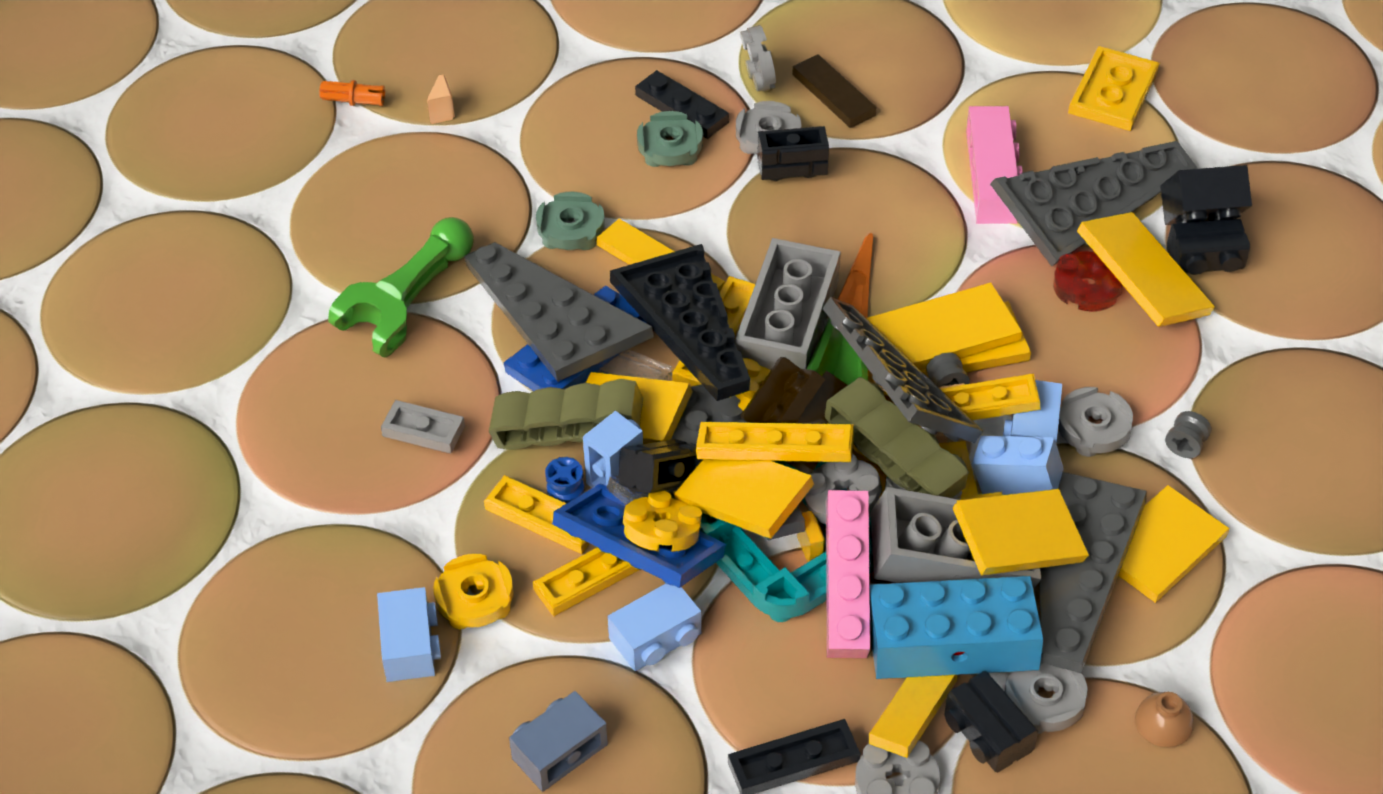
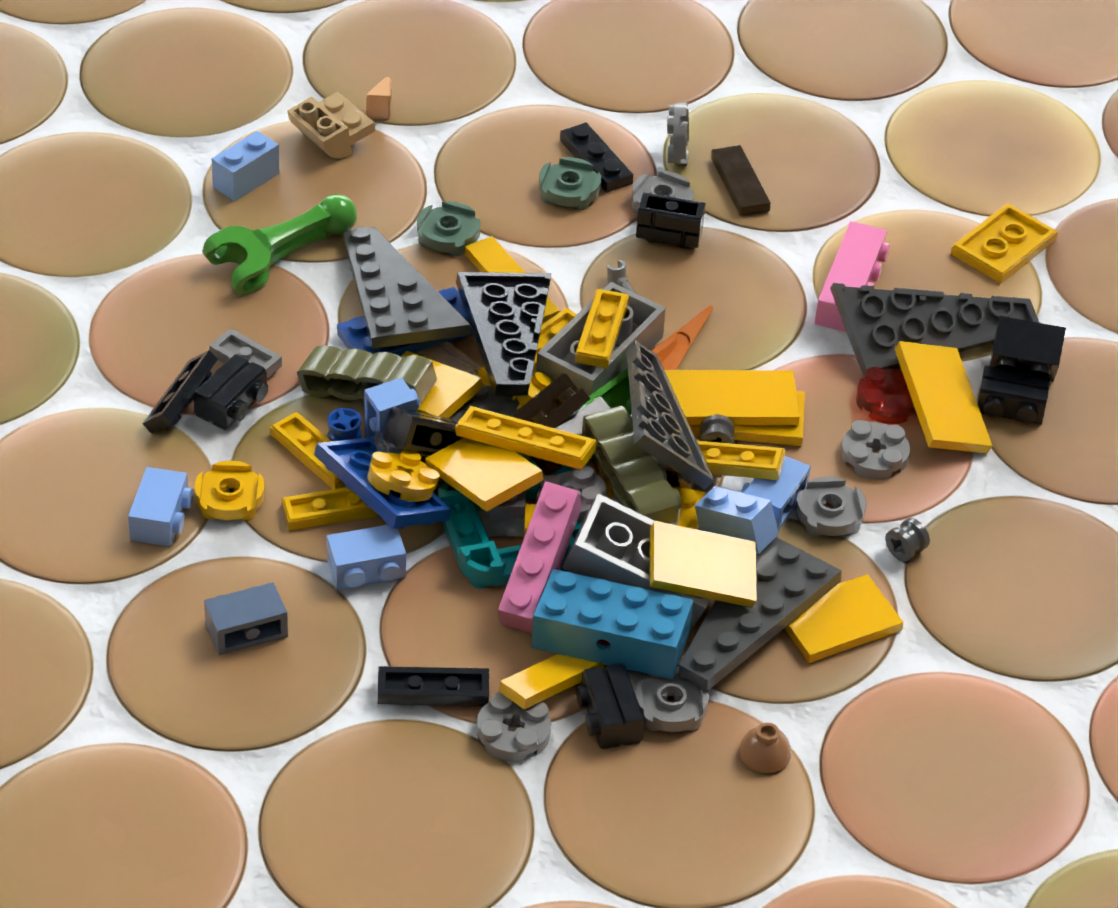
camera: 15 degrees right, 5 degrees down
(332, 211) = (245, 166): none -> light blue brick
(352, 93) = (308, 74): orange axle -> none
(371, 490) = (180, 392): none -> black plate
(402, 140) = (331, 123): none -> tan brick
(426, 474) = (230, 392): none -> black brick
(763, 226) = (618, 275): none -> light grey hand
(790, 293) = (602, 328): none -> yellow tile
(1105, 327) = (890, 441): none -> light grey plate

